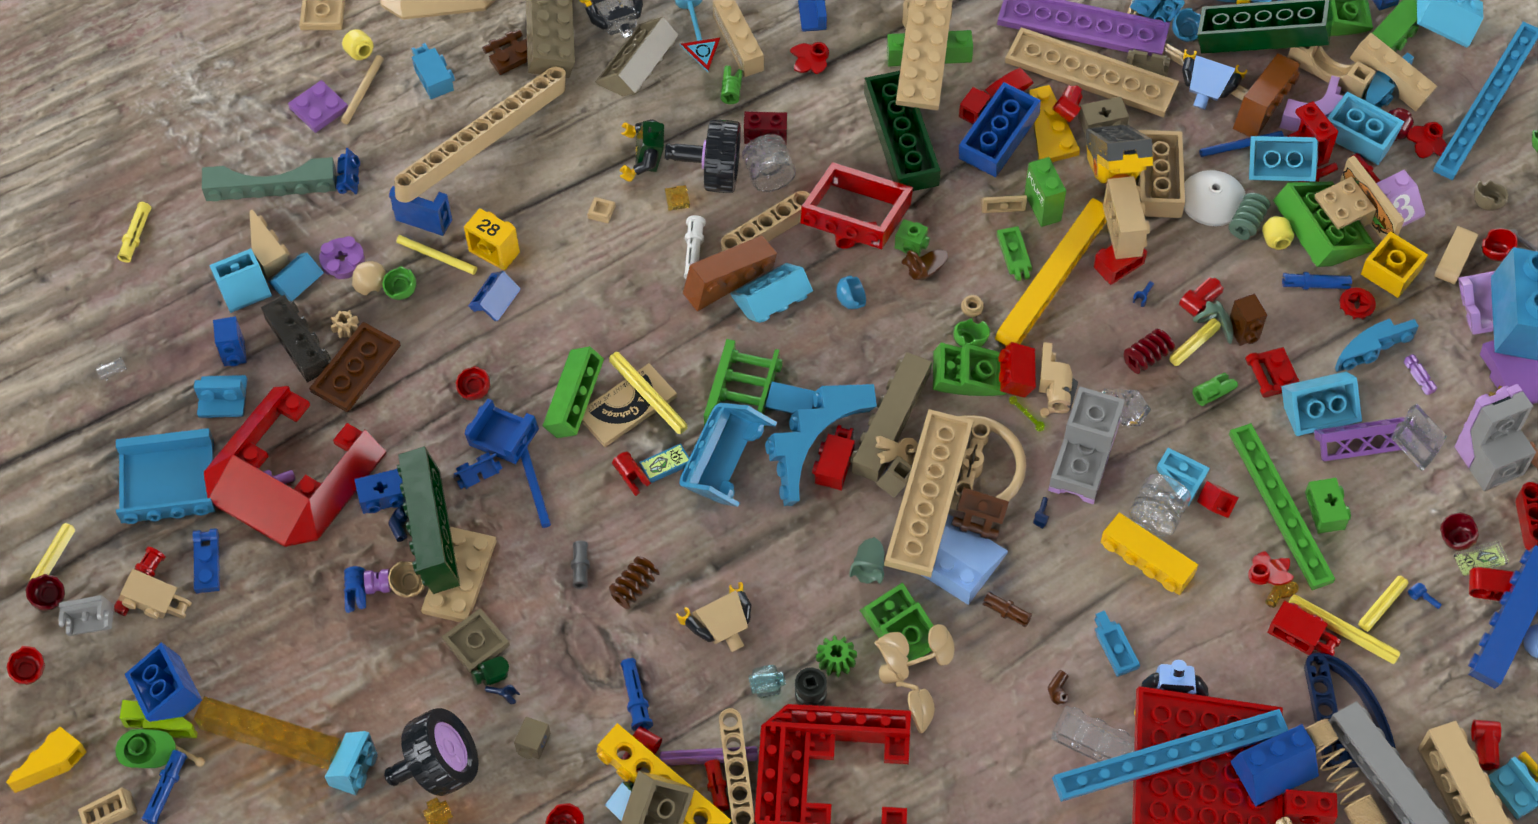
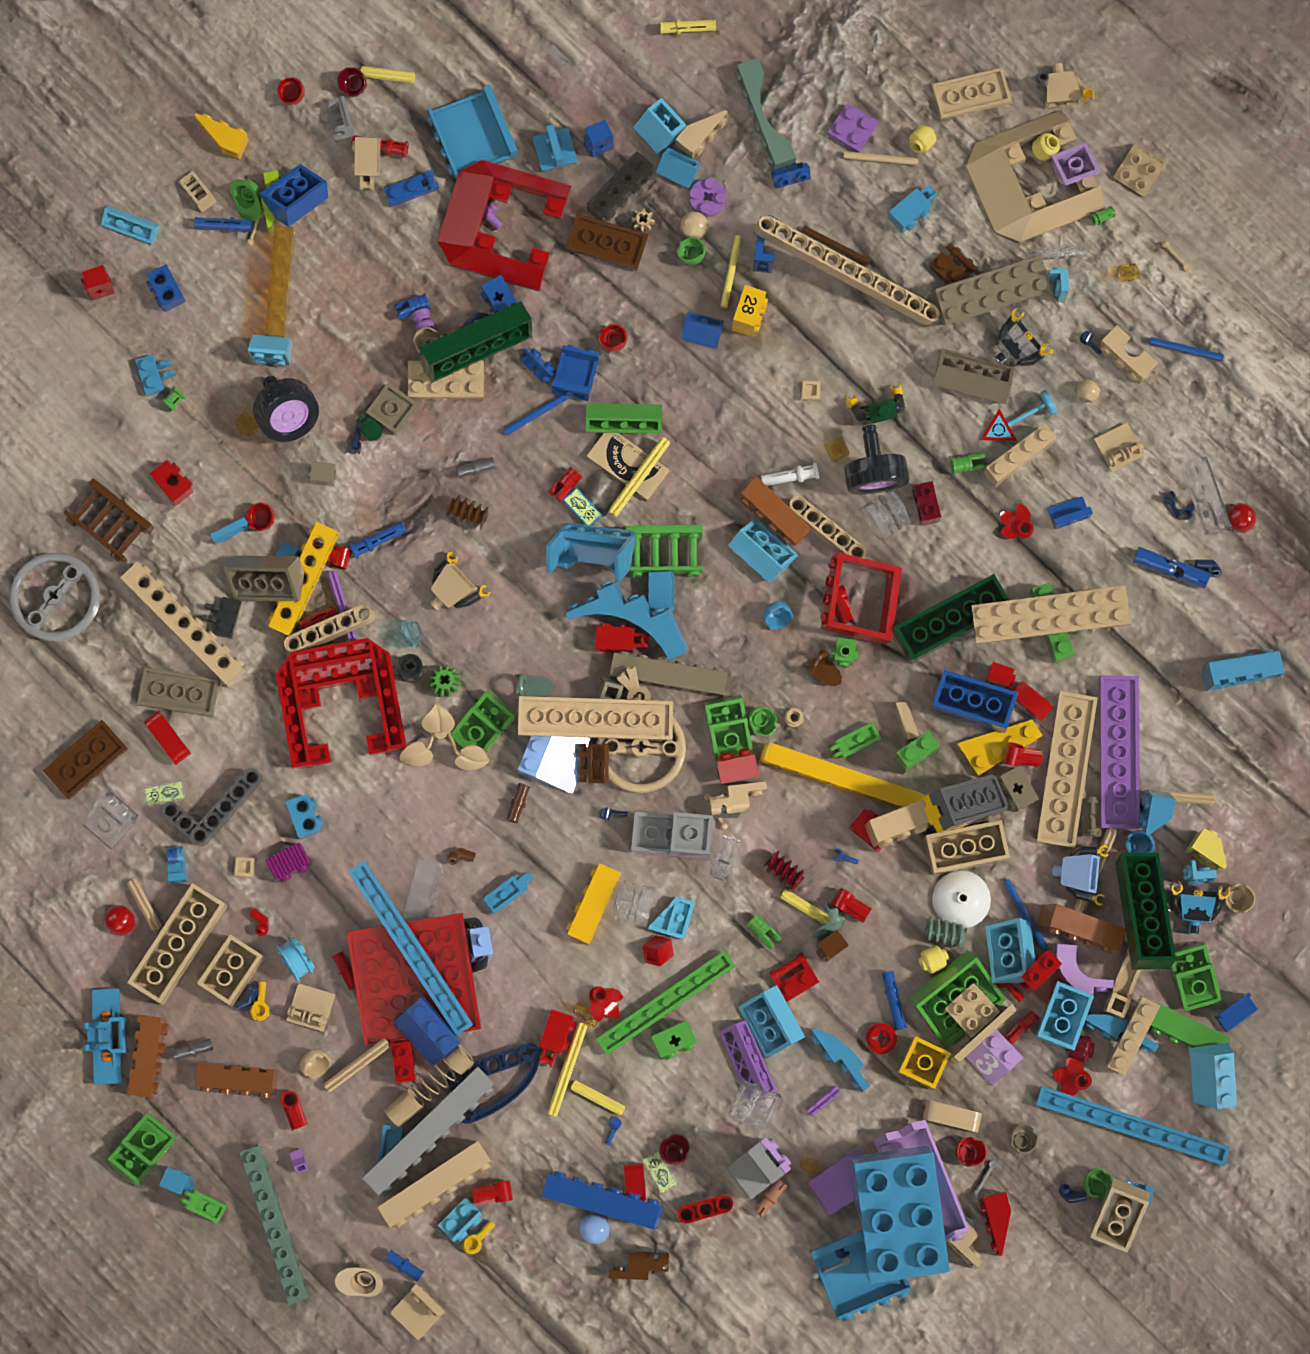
camera: 70 degrees right, 20 degrees up
(1039, 424) = (712, 769): clear neon green hinge -> none

